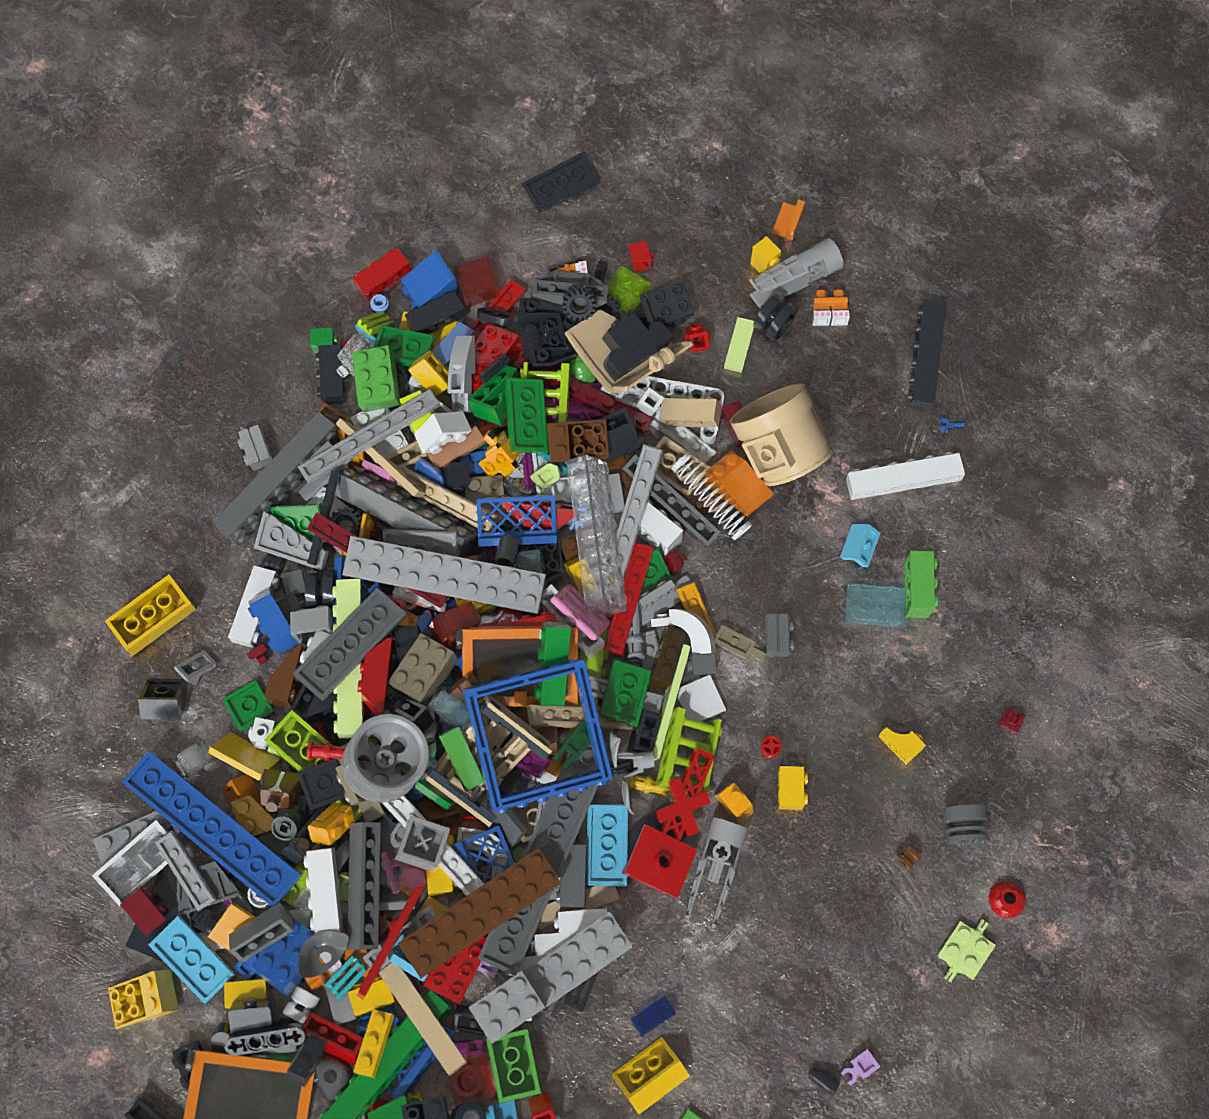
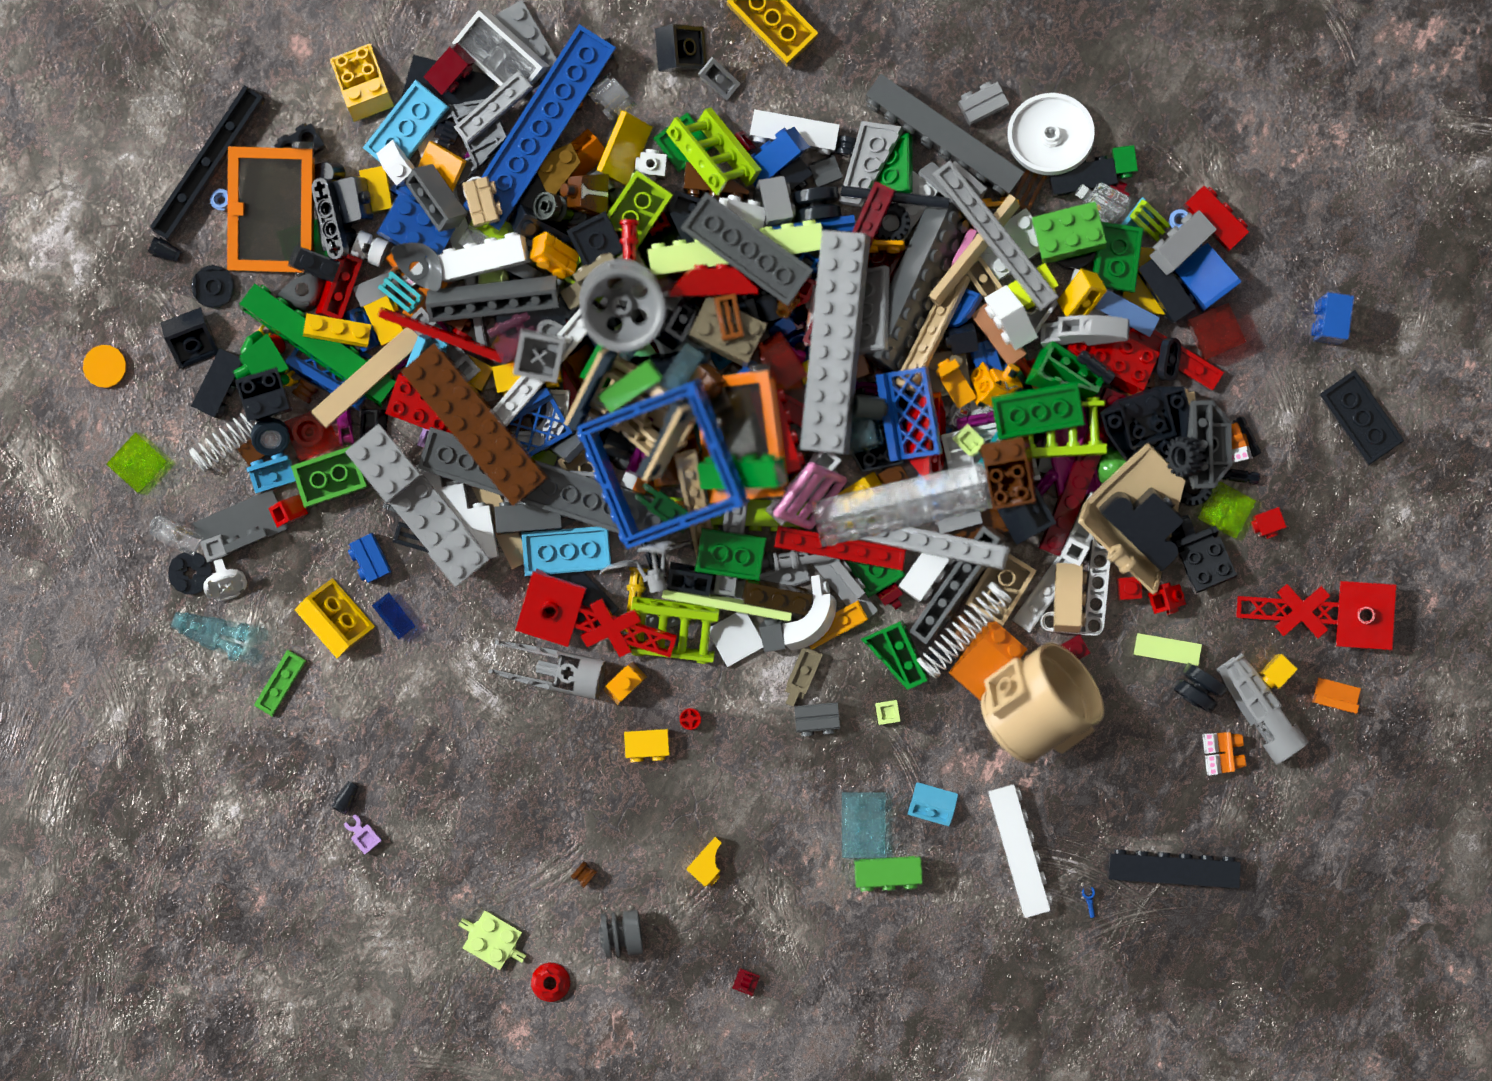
camera: 90 degrees right, 15 degrees up
(223, 971) = (395, 163): none -> white slope
(258, 673) = (724, 141): none -> lime fence
(270, 886) = (481, 201): none -> tan brick
(290, 393) = (1051, 134): none -> white dish
(397, 295) = (1182, 241): none -> light grey brick
(409, 671) = (732, 335): none -> dark orange tile
(428, 1083) = (304, 391): none -> reddish brown wheel
(477, 187) = (1332, 318): none -> blue brick
(493, 485) = (955, 382): none -> light orange bracket
(595, 1034) = (370, 558): none -> blue brick
(685, 368) = (1129, 588): none -> red brick
(711, 195) = (1350, 628): none -> red piece
(726, 558) = (897, 651): none -> green wedge
(777, 575) = (887, 712): none -> yellowish green plate

